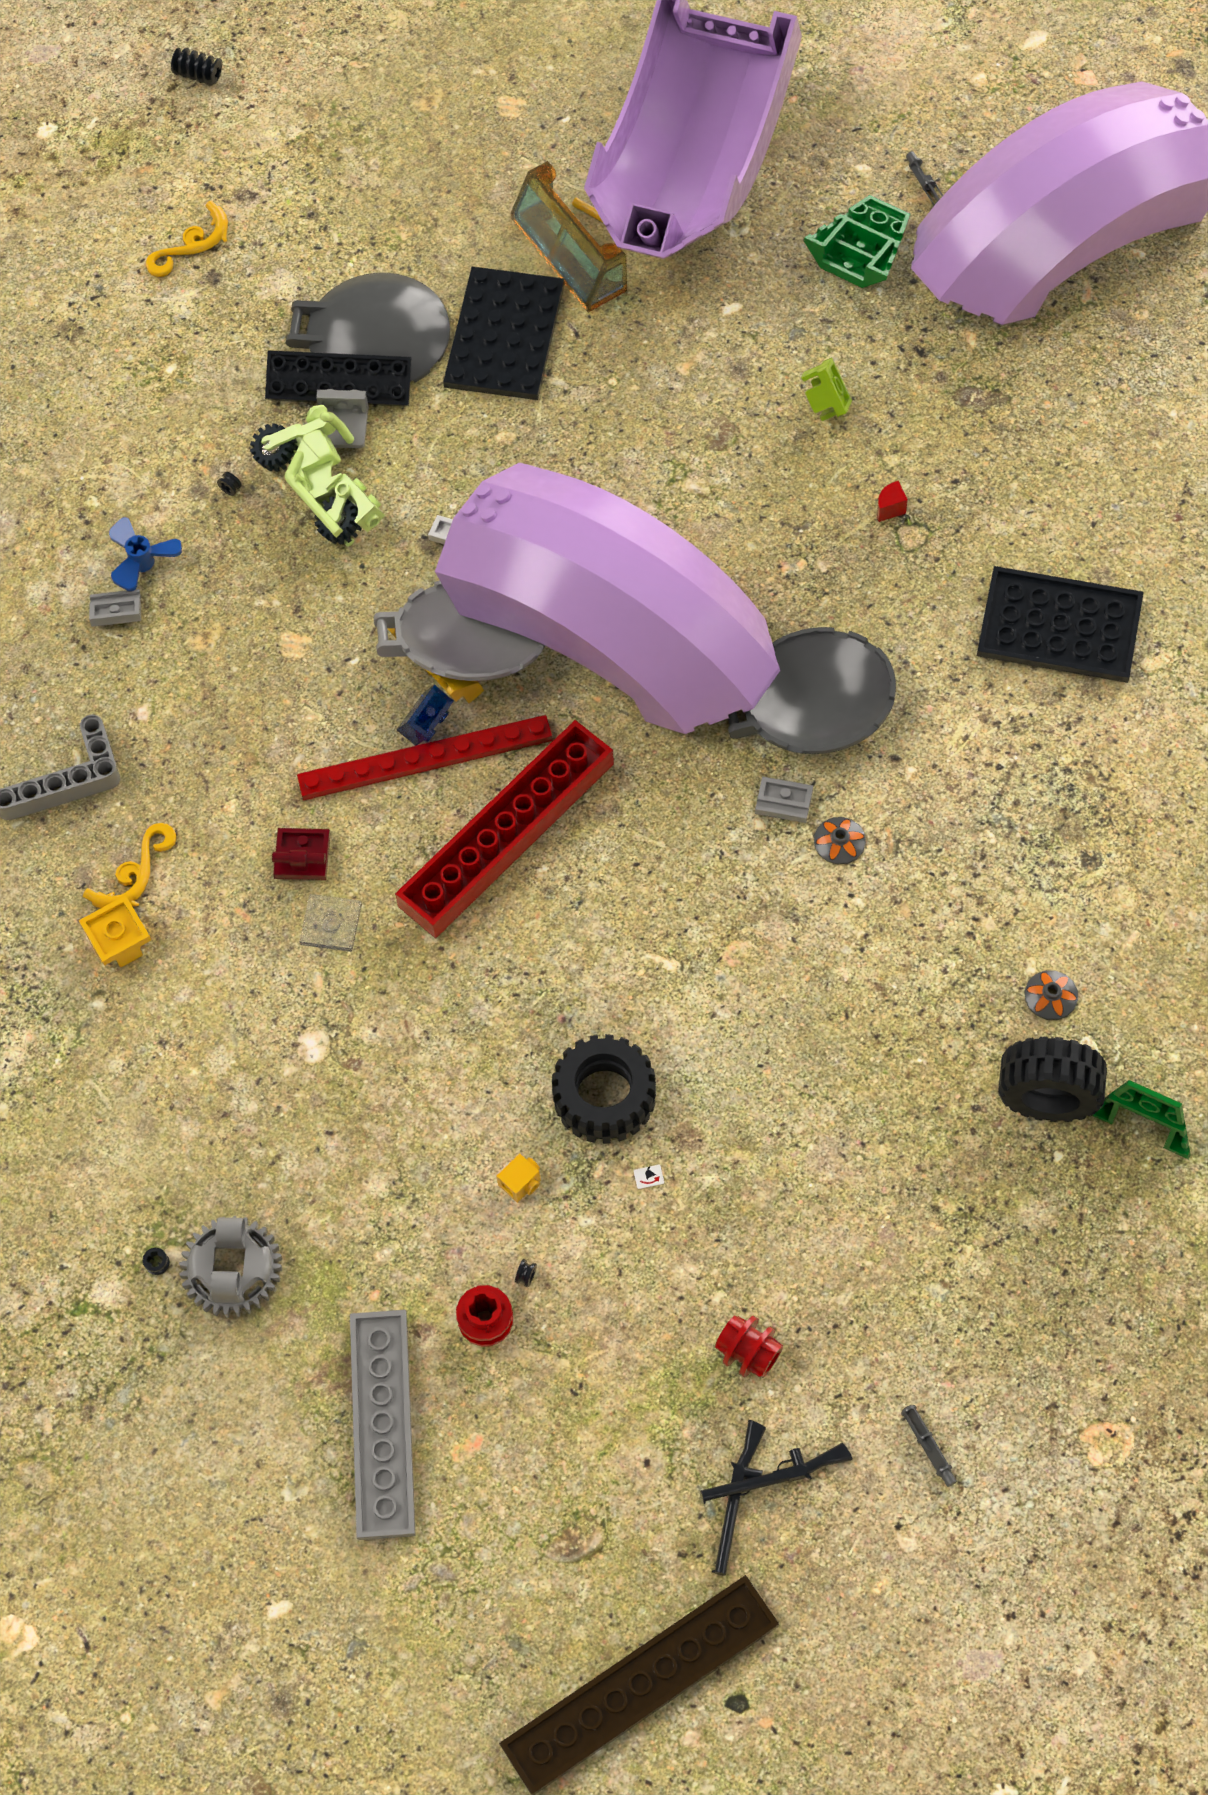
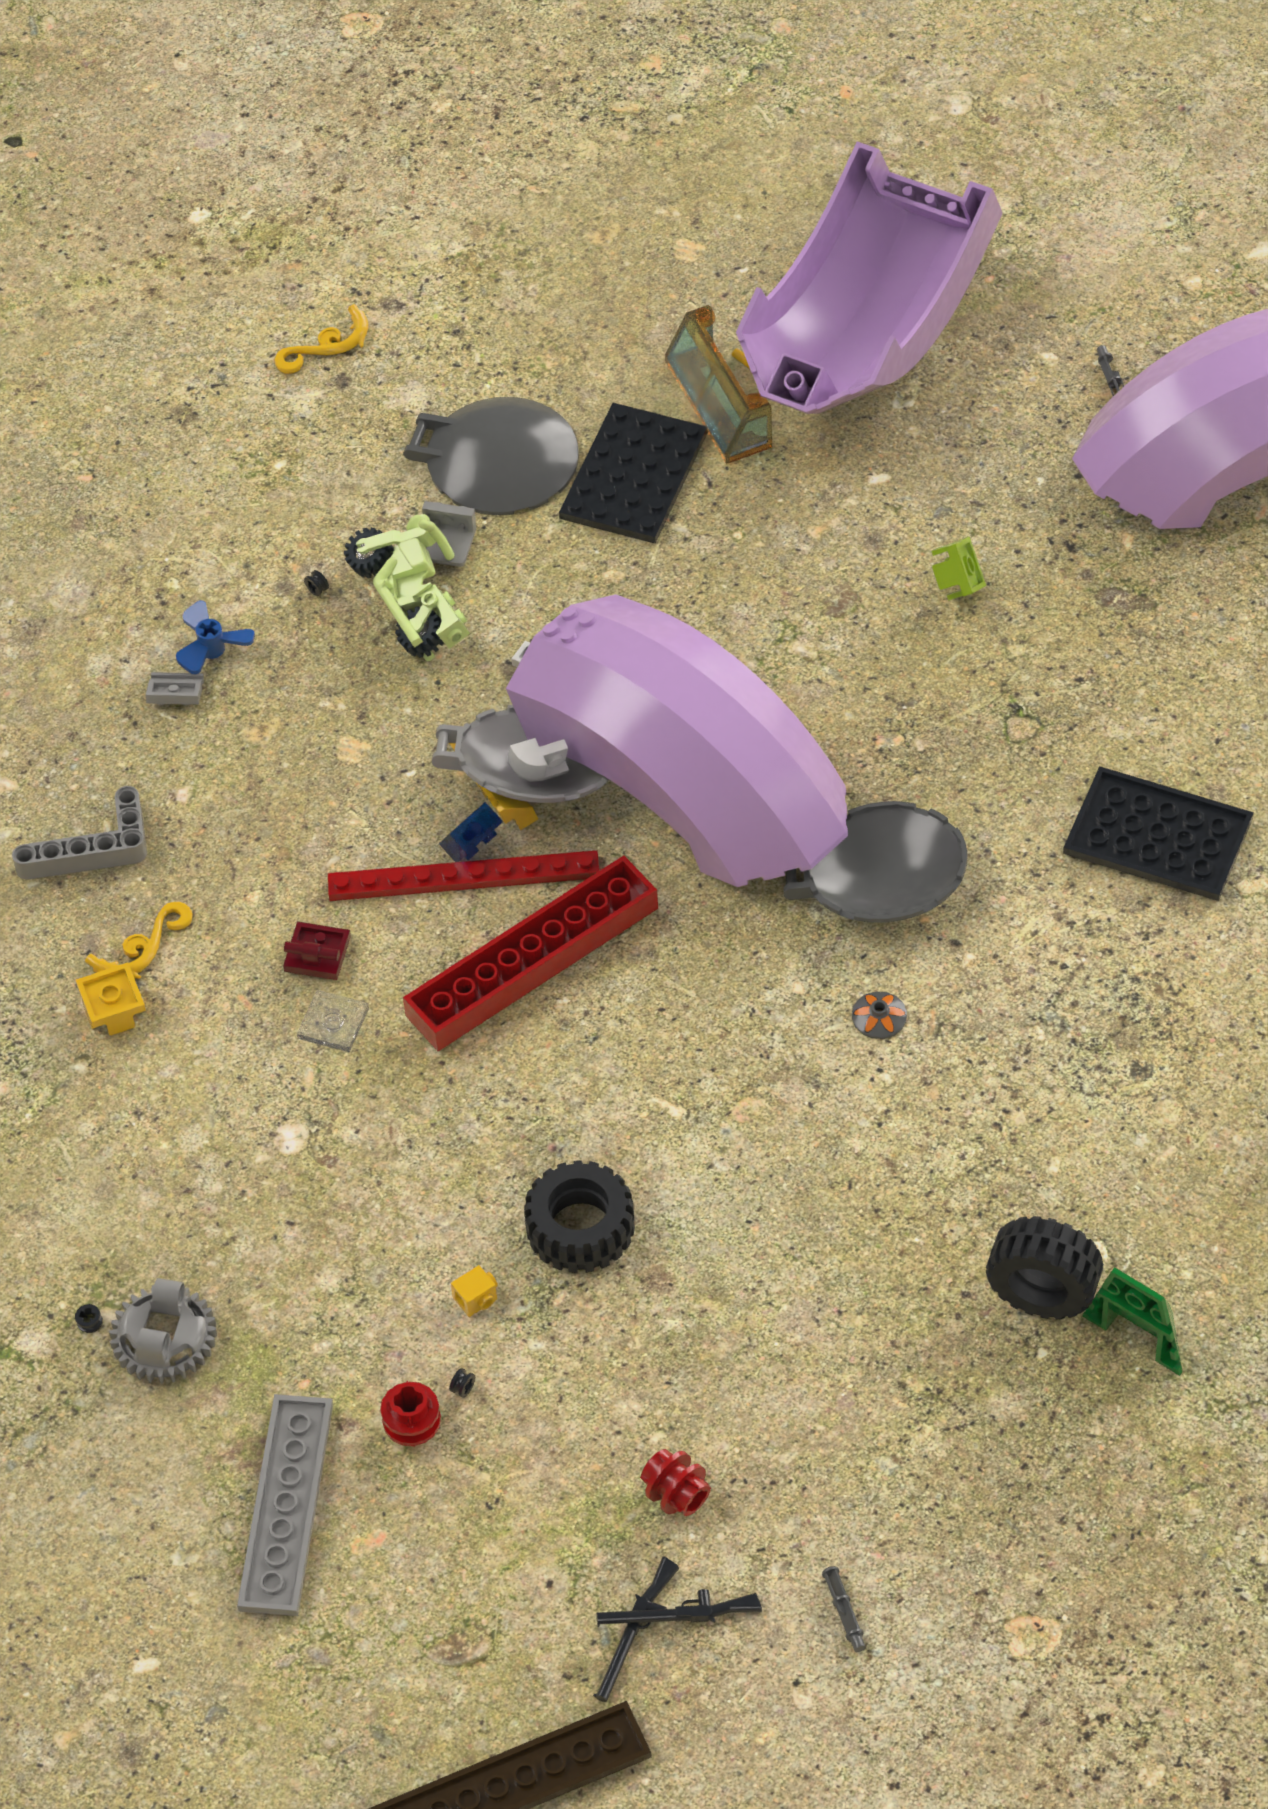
camera: 10 degrees right, 10 degrees down
(196, 67) = (366, 170): black piece -> none
(300, 375) = (406, 485): black plate -> none
(479, 638) = (537, 762): none -> white brick
(648, 1176) = (609, 1311): white sticker -> none
(784, 799) = (828, 966): light grey plate -> none
(861, 242) = (1027, 429): green wedge -> none
(891, 502) = (1004, 689): red brick -> none
(1051, 1005) = (1069, 1205): dark grey dish -> none

